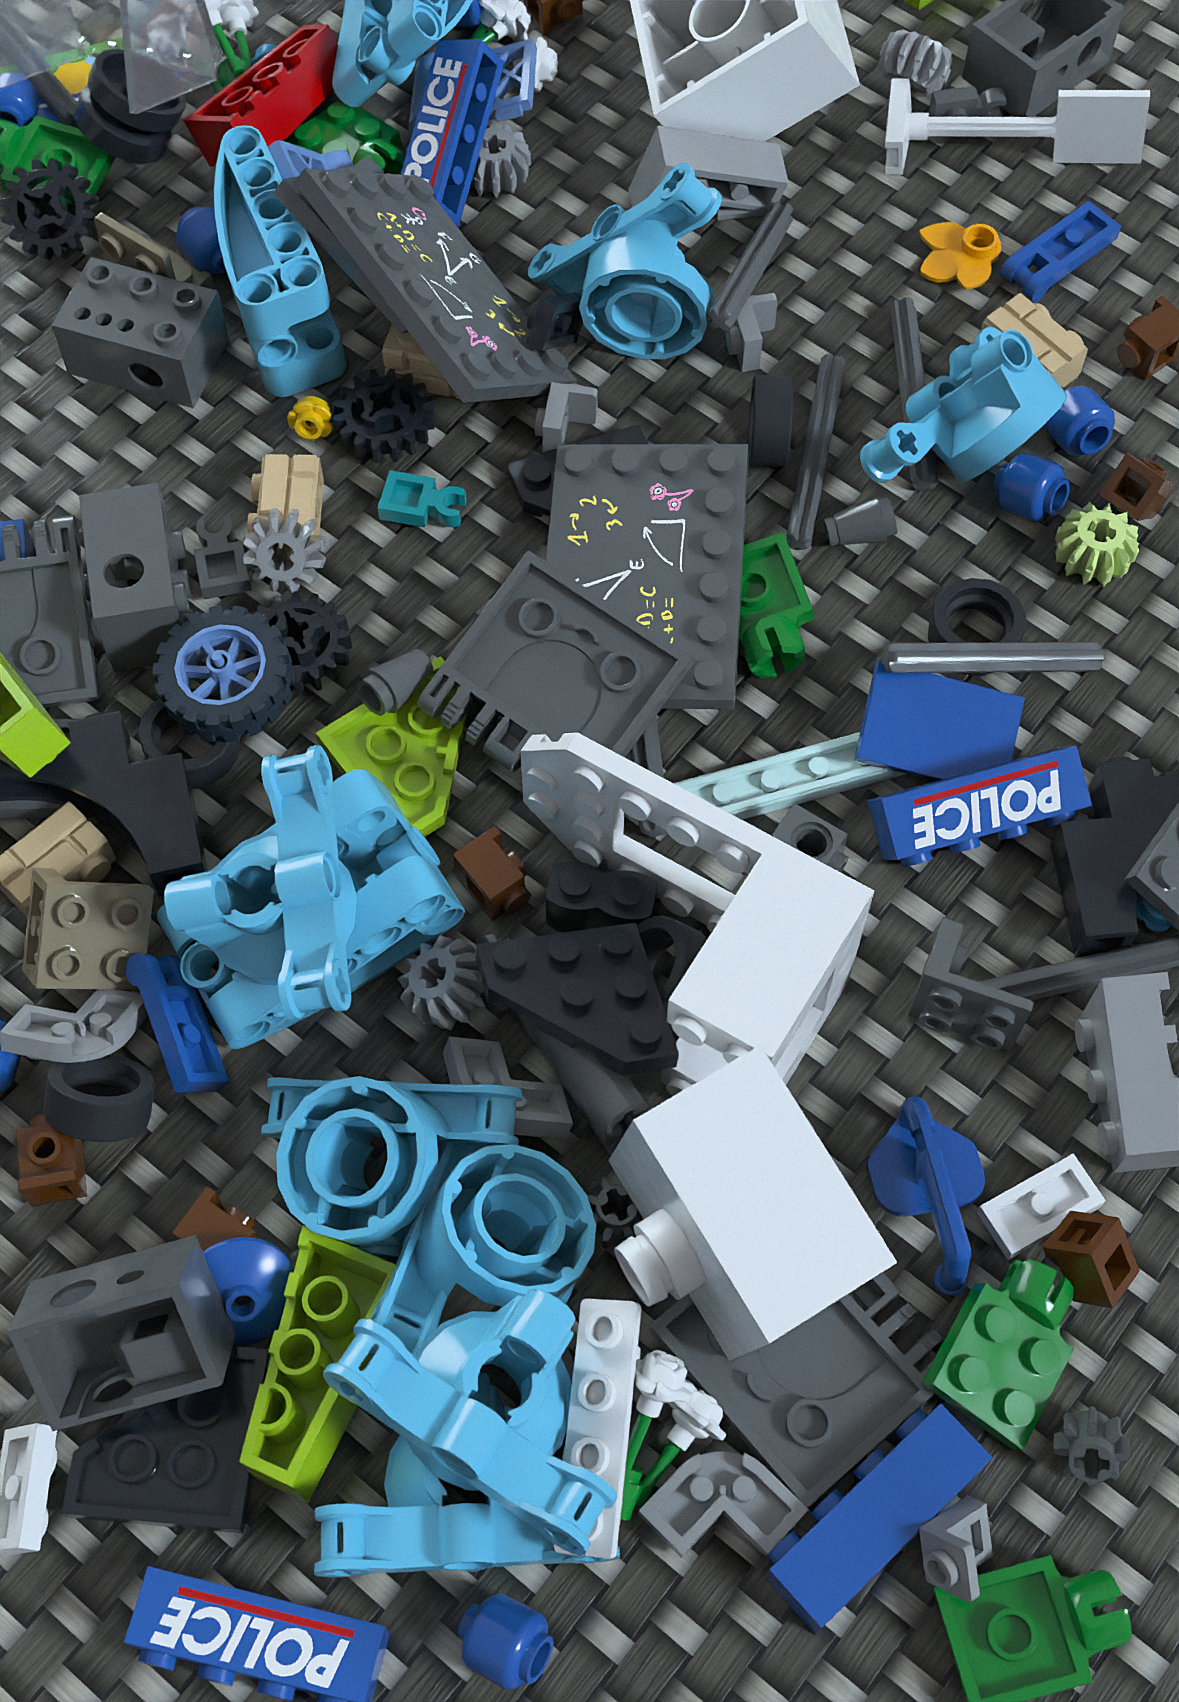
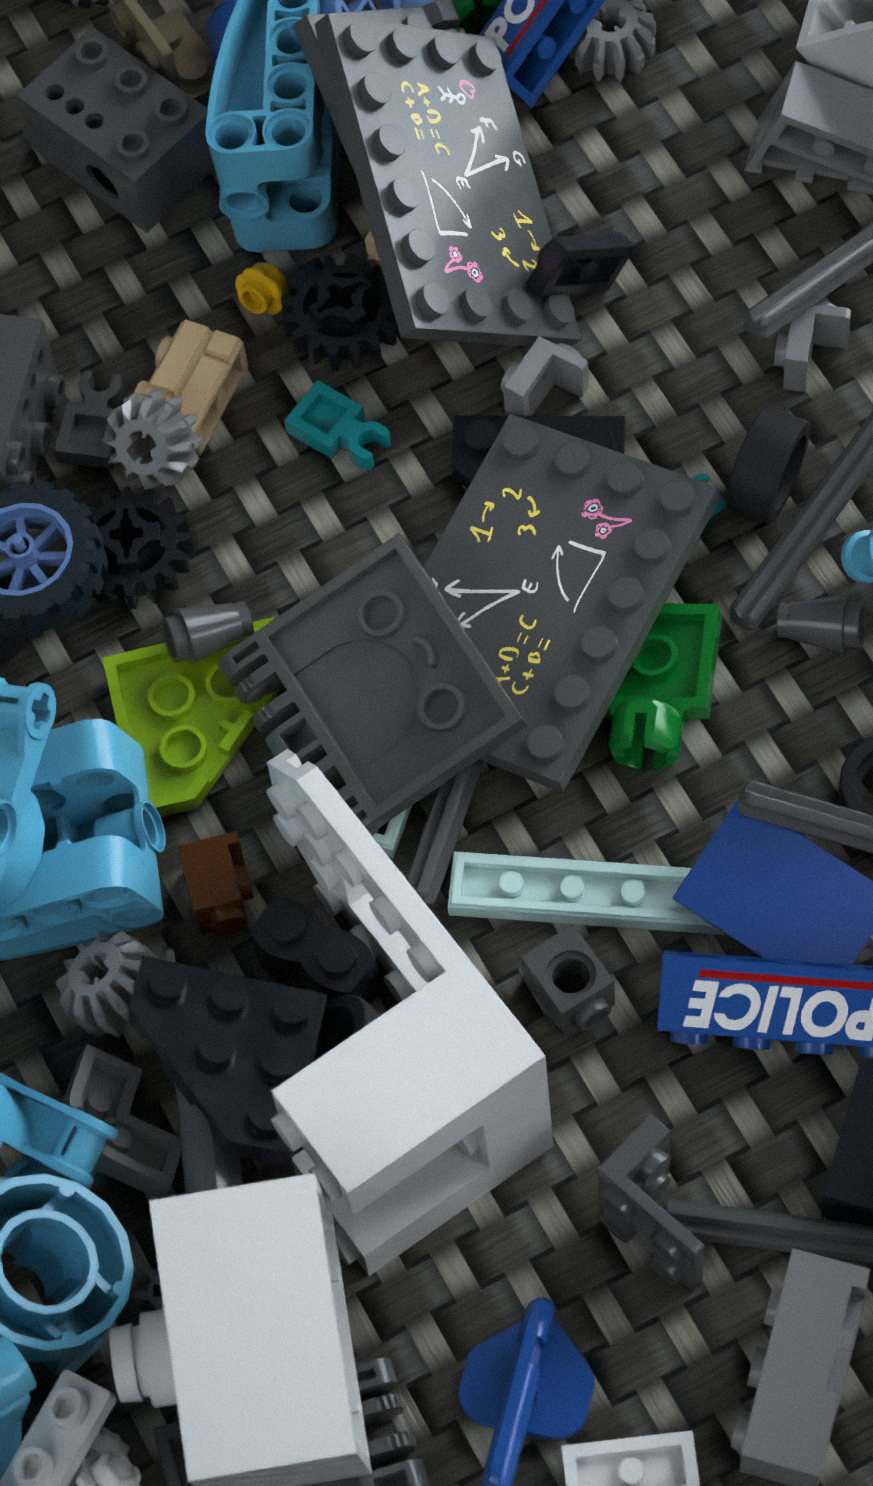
camera: 30 degrees right, 0 degrees up
(633, 275) = (683, 239): medium azure piece -> none

